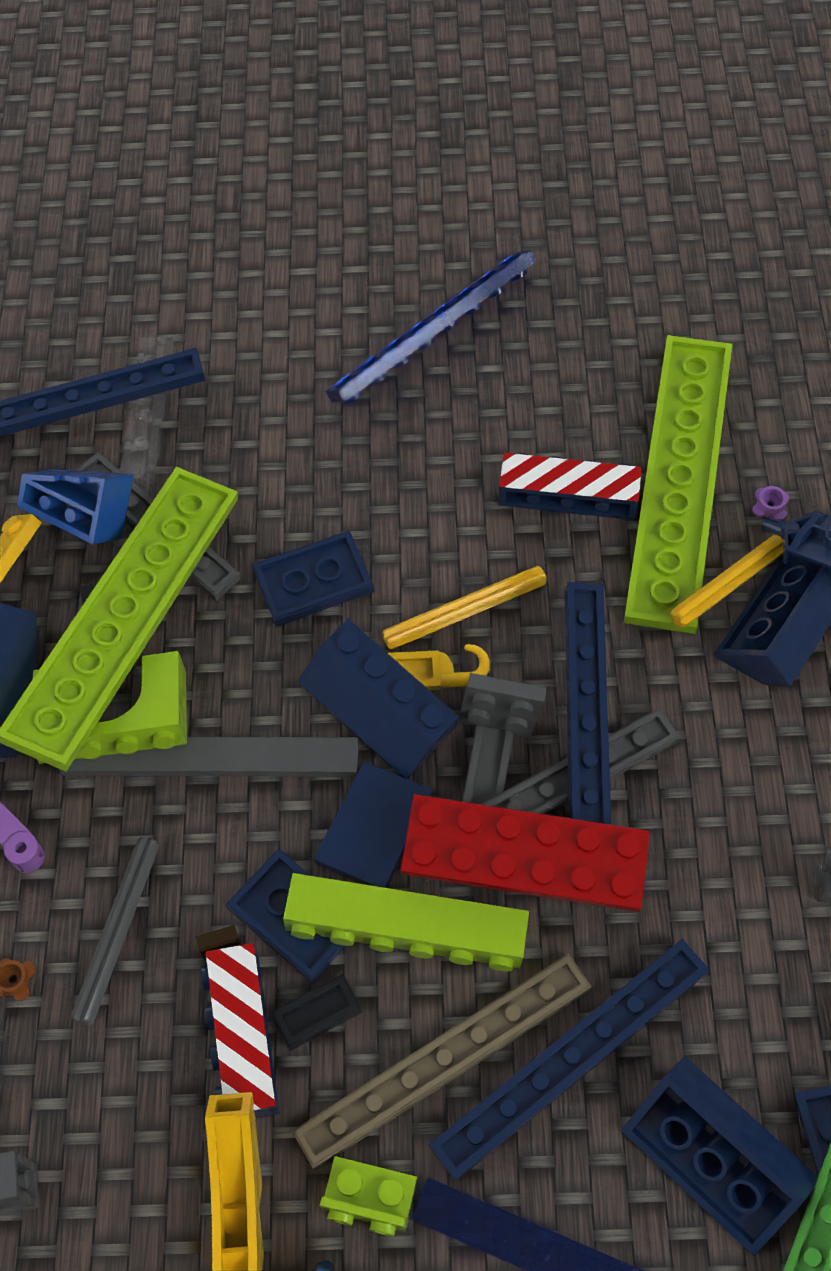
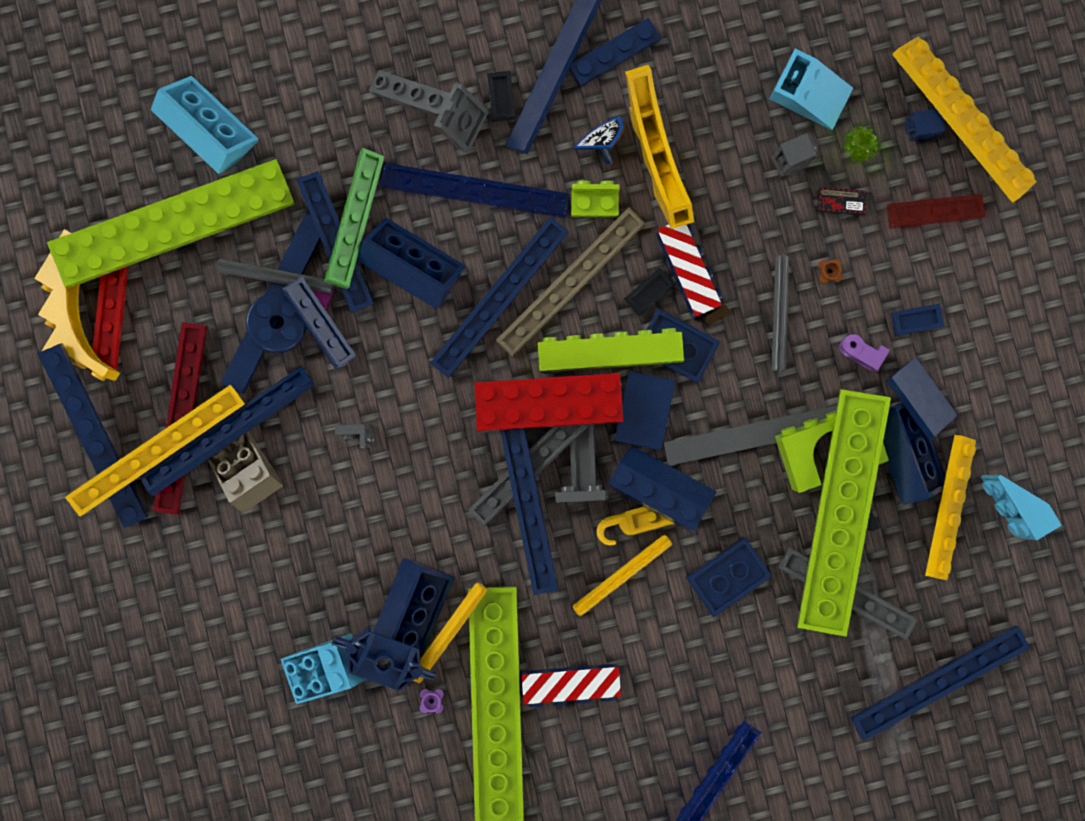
camera: 165 degrees right, 25 degrees up
(78, 501) = (905, 592): blue wedge -> none

